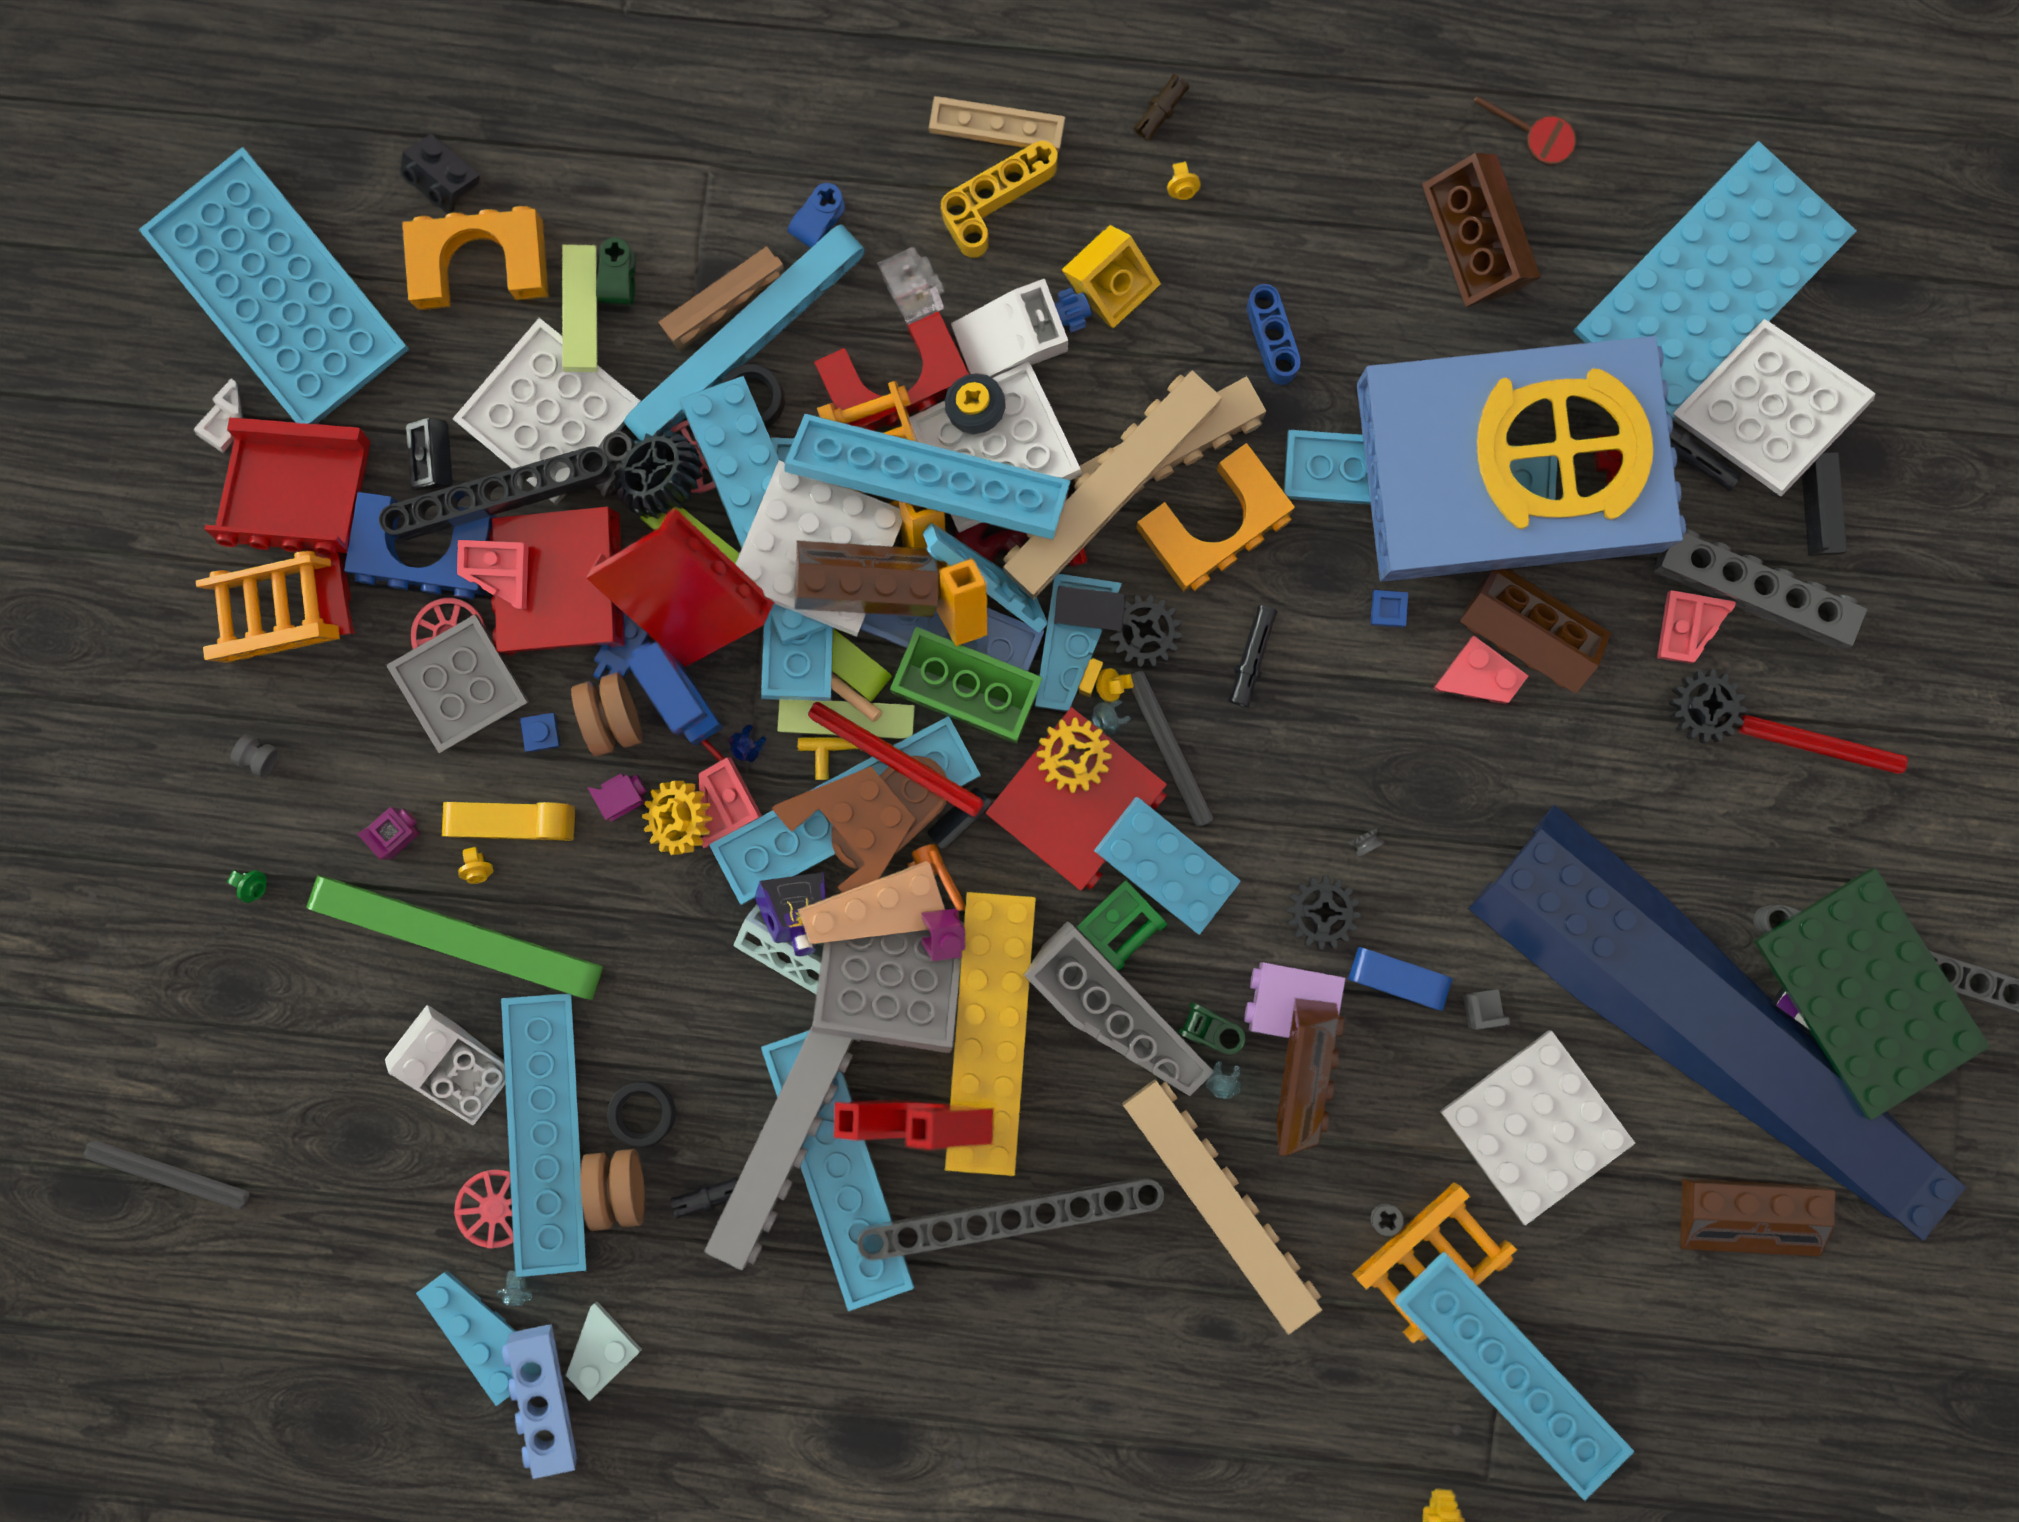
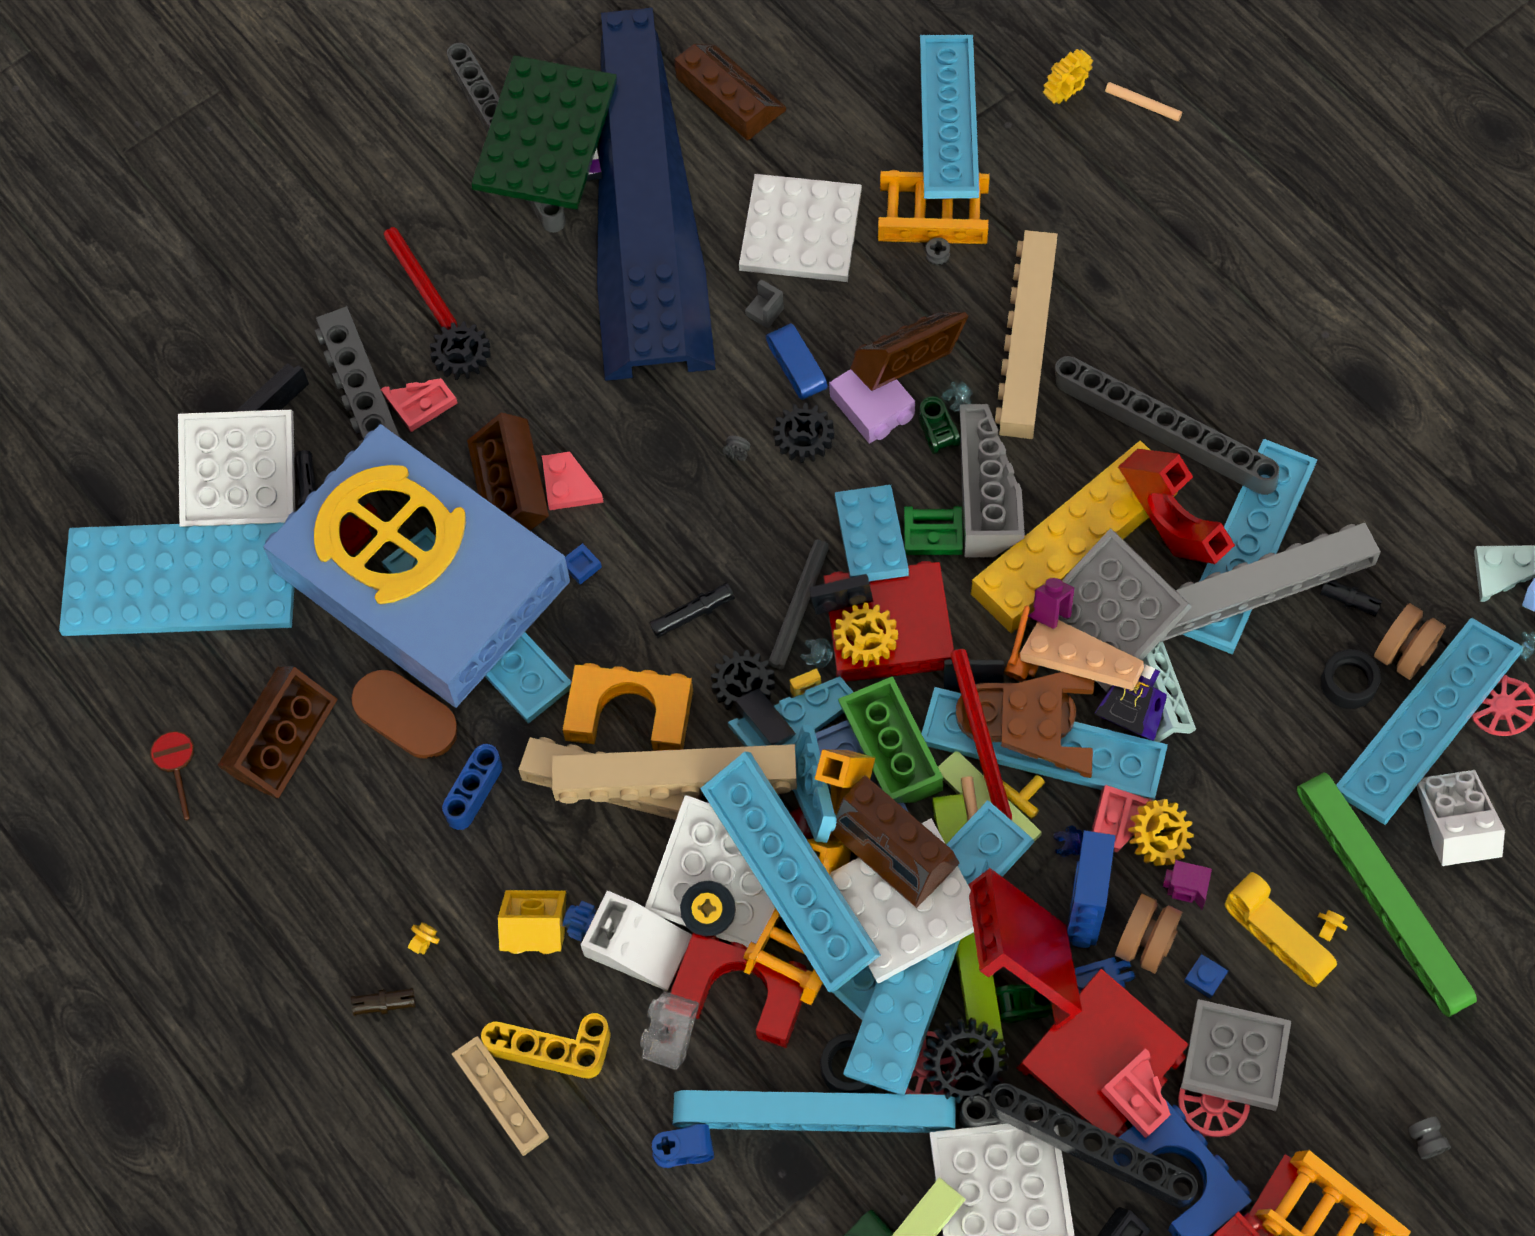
camera: 140 degrees left, 20 degrees down
(249, 885) = (1507, 1054): green plate -> none
(390, 833) = (1373, 999): magenta window -> none
(722, 299) = (803, 1153): medium nougat fence -> none
(1111, 684) = (794, 666): yellow plate -> none
(1132, 773) = (841, 594): none -> black bracket
(1395, 338) = (404, 714): none -> dark orange tile

